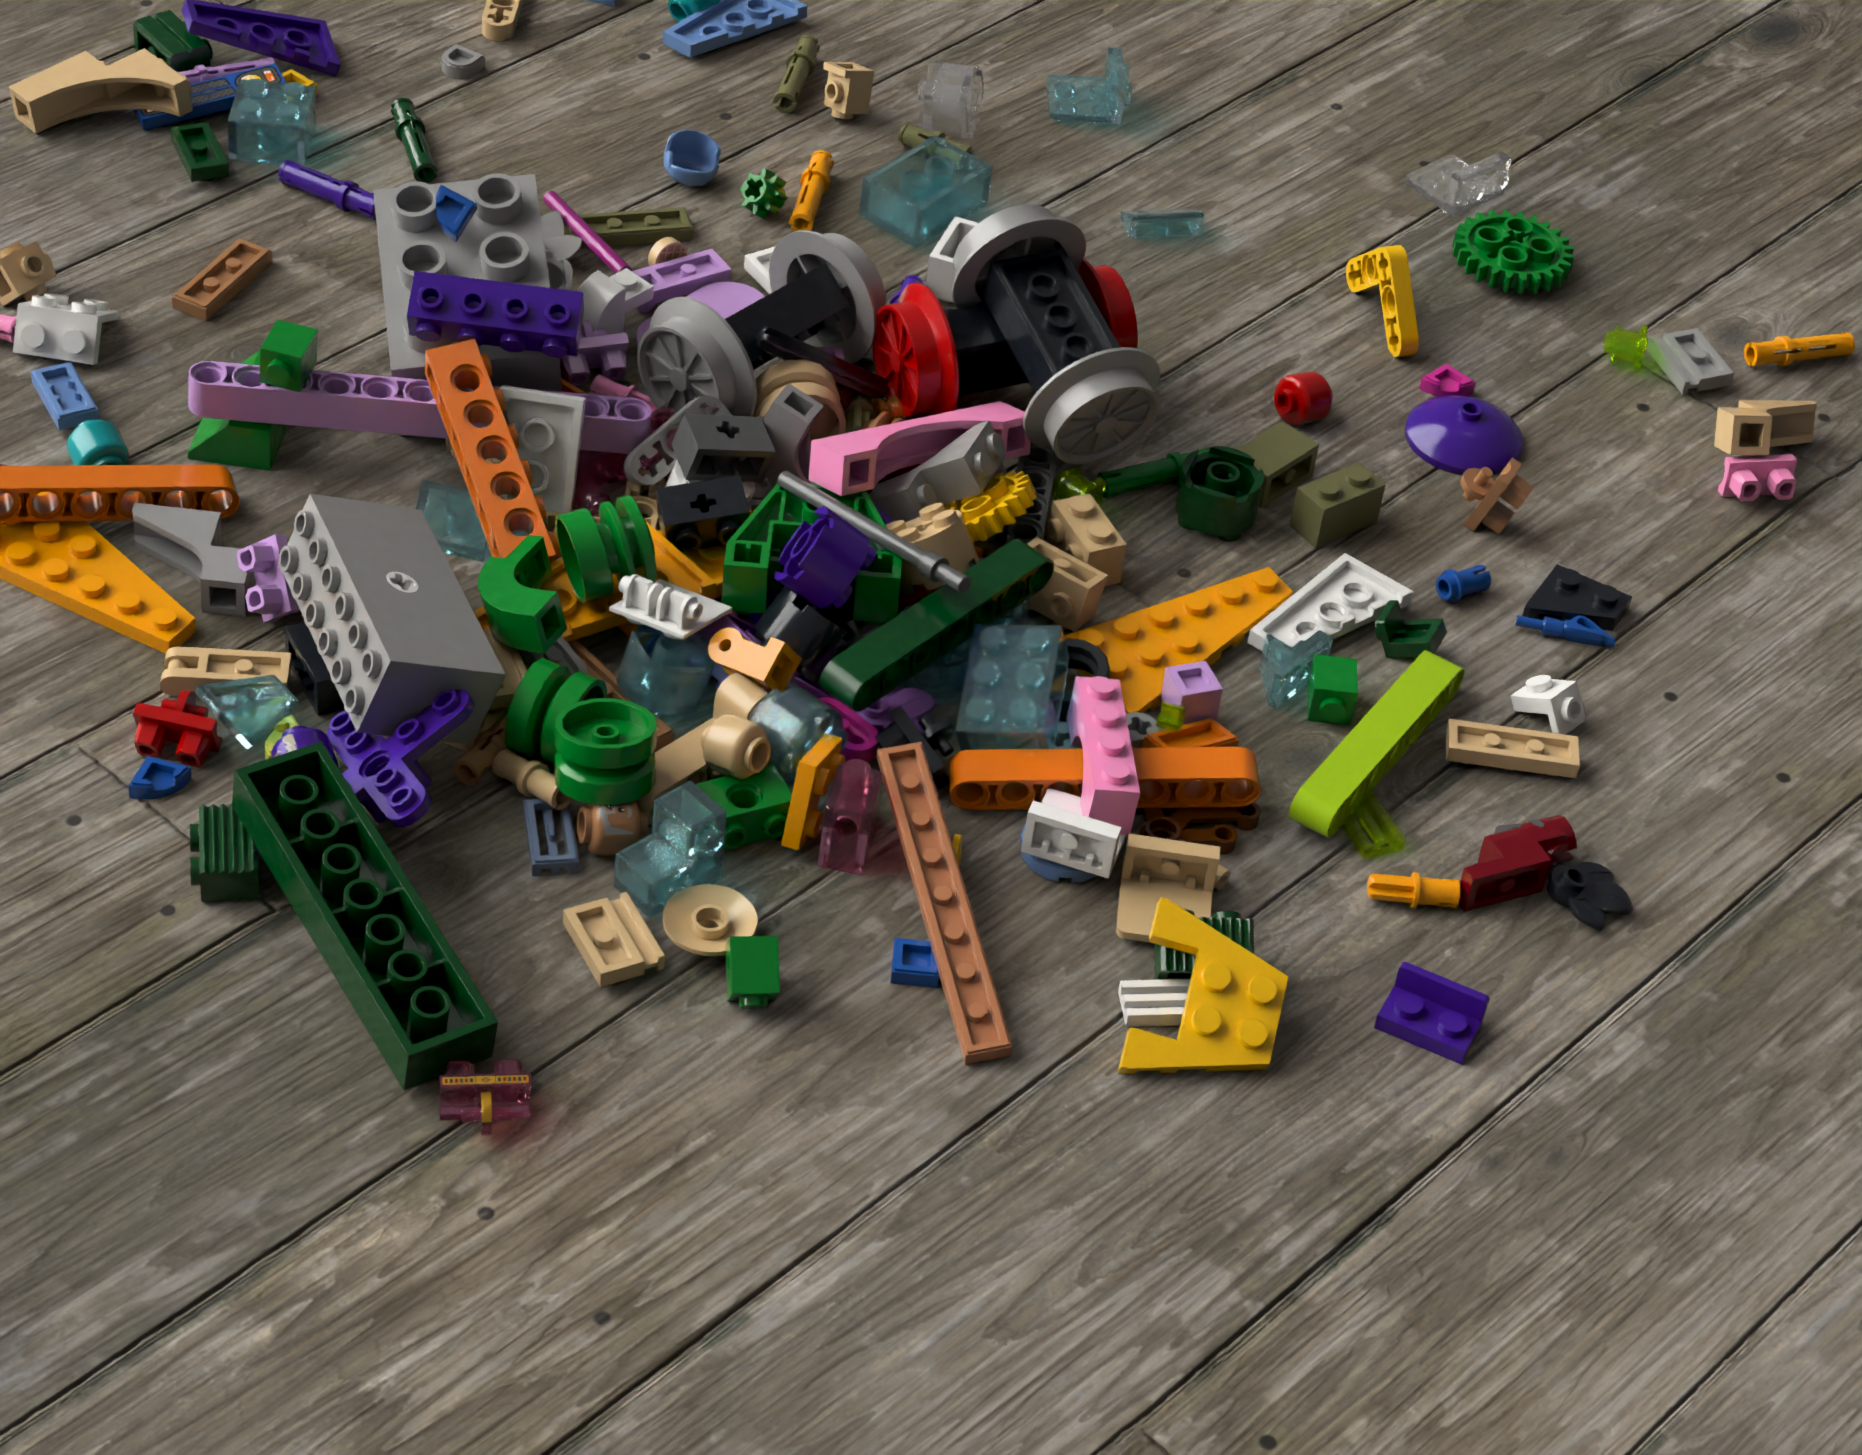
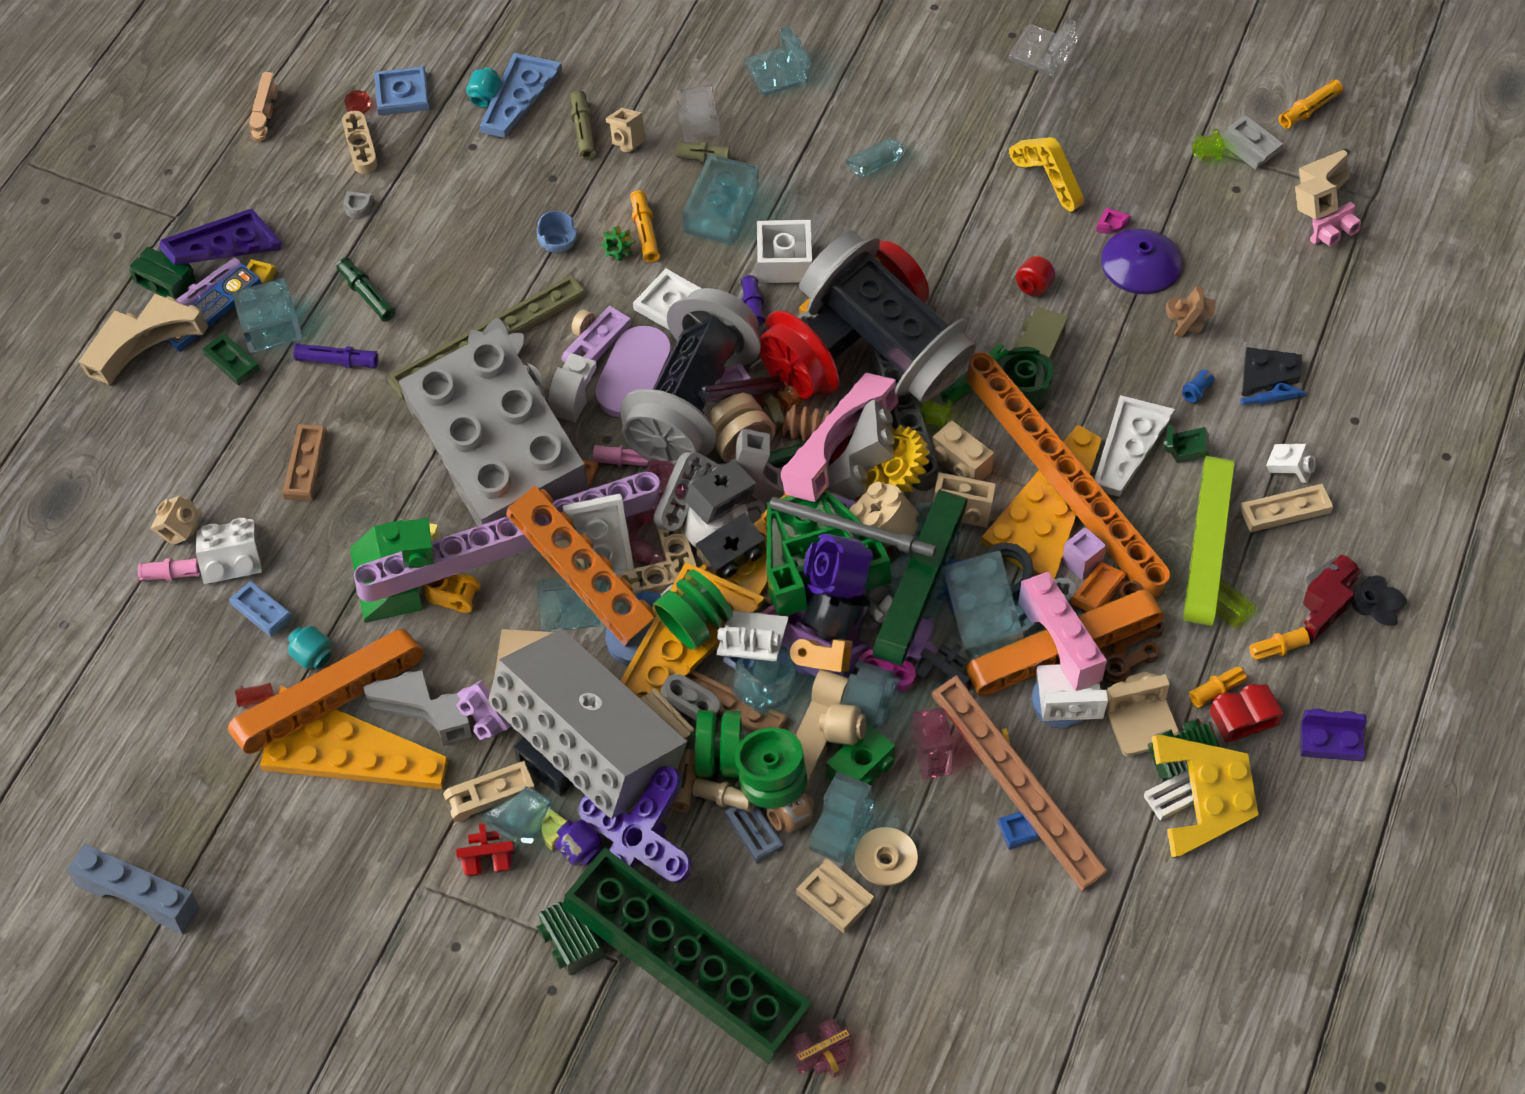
camera: 15 degrees left, 15 degrees up
(158, 779) = (492, 892): blue tile -> none
(316, 455) = (453, 592): none -> light orange piece
(453, 212) = (467, 385): blue tile -> none
(495, 314) = (539, 460): dark purple brick -> none
(514, 604) = (660, 683): green arch -> none
(585, 232) = (525, 328): magenta bar -> none
(596, 351) = (588, 423): lavender hips -> none
(752, 970) = (933, 886): green brick -> none
(812, 780) = (904, 733): light orange plate -> none
(1171, 716) = (1080, 576): clear neon green hand -> none
(1216, 603) = (1067, 485): none -> orange beam
(1287, 668) = (1130, 500): clear light blue slope -> none
(1296, 905) = (1217, 686): none -> light orange axle
(1319, 944) = (1245, 712): none -> red brick
(1332, 689) = (1162, 509): green brick -> none
(1337, 505) = (1097, 357): olive brick -> none
(1513, 251) = (1104, 94): green gear -> none

